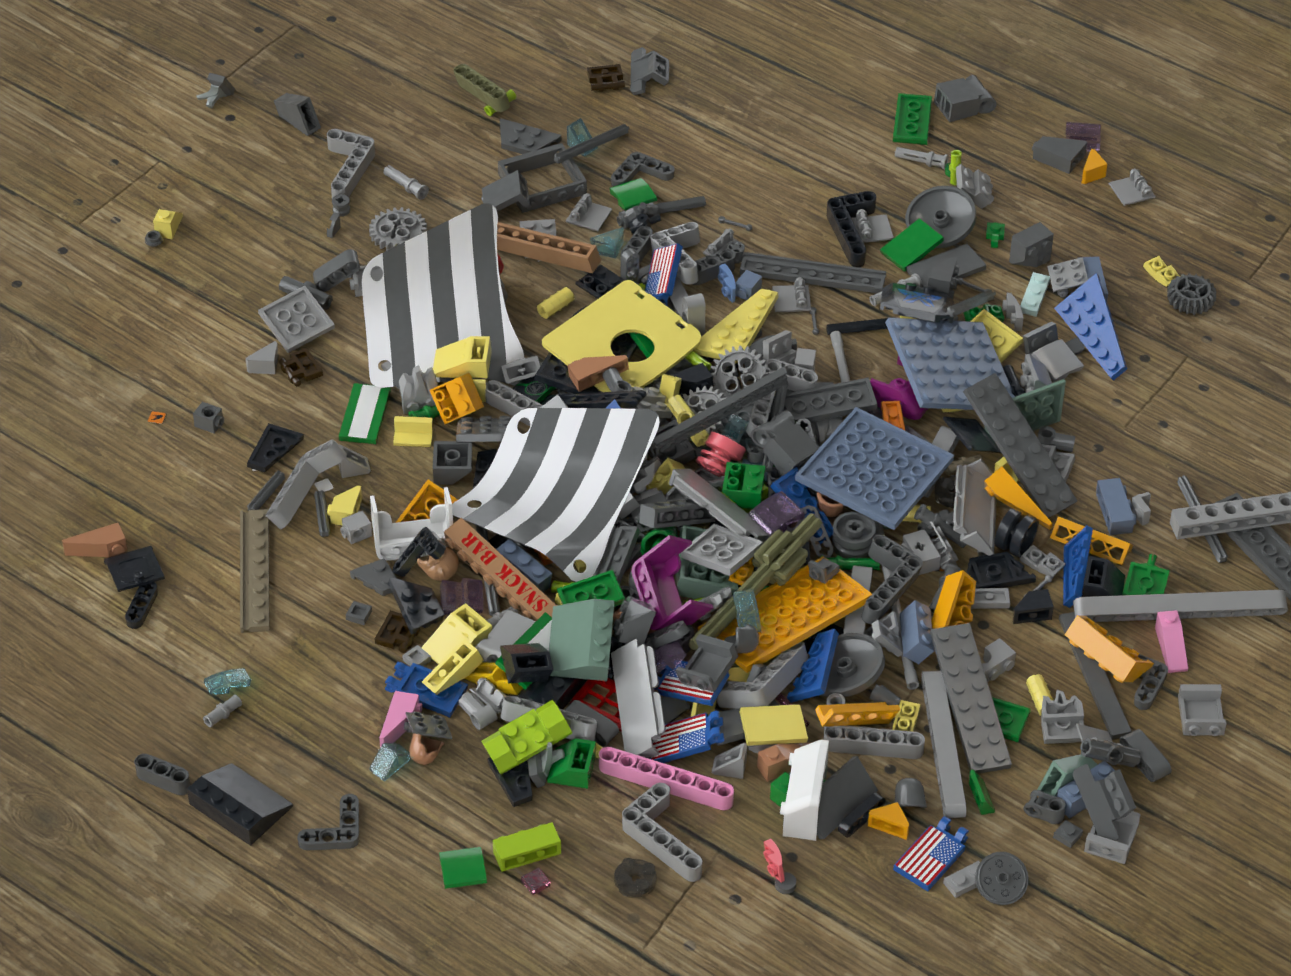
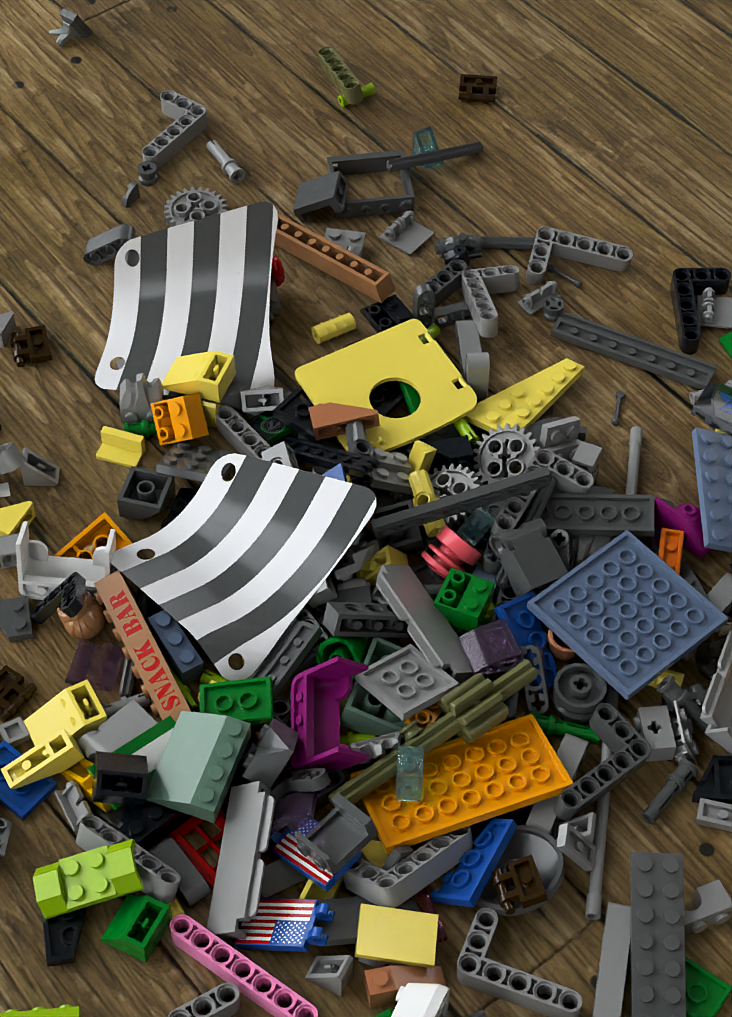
camera: 15 degrees right, 5 degrees up
(289, 285) = (70, 262): dark grey piece -> none
(296, 319) = (46, 290): light grey plate -> none
(298, 112) = (143, 67): dark grey slope -> none
(364, 414) = (77, 415): tile -> none
(416, 604) = (38, 664): black wing -> none
(478, 712) = (56, 826): light grey piece -> none
(525, 138) = (368, 137): dark grey wing -> none
(541, 763) = (96, 919): piece -> none
(609, 243) = (415, 271): clear light blue slope -> none
(633, 193) = (462, 220): green slope -> none
(640, 162) = (480, 186): dark grey beam -> none
(645, 67) = (526, 84): dark grey plate -> none
(663, 272) = (459, 319): tile -> none
(709, 266) = (523, 320): dark grey beam -> none
(727, 279) = (532, 343): medium blue slope -> none
(737, 582) = (410, 730): none -> olive bush
(741, 198) = (574, 251): none -> light grey beam
(745, 639) = (392, 811): dark grey hair -> none
(748, 285) = (554, 350): sand blue brick -> none
(793, 297) = (601, 375): light grey hinge -> none
(823, 570) = (523, 735): dark grey bracket -> none
(856, 714) = (504, 944): light orange fence -> none
(857, 326) = (666, 425): black axle -> none
(860, 667) = (527, 882): none -> dark brown plate
(882, 694) = (552, 925): dark grey cone -> none
(907, 716) = (570, 962): light yellow slope -> none
(915, 632) = (615, 843): sand blue brick -> none
(955, 601) = (673, 819): light orange wedge -> none

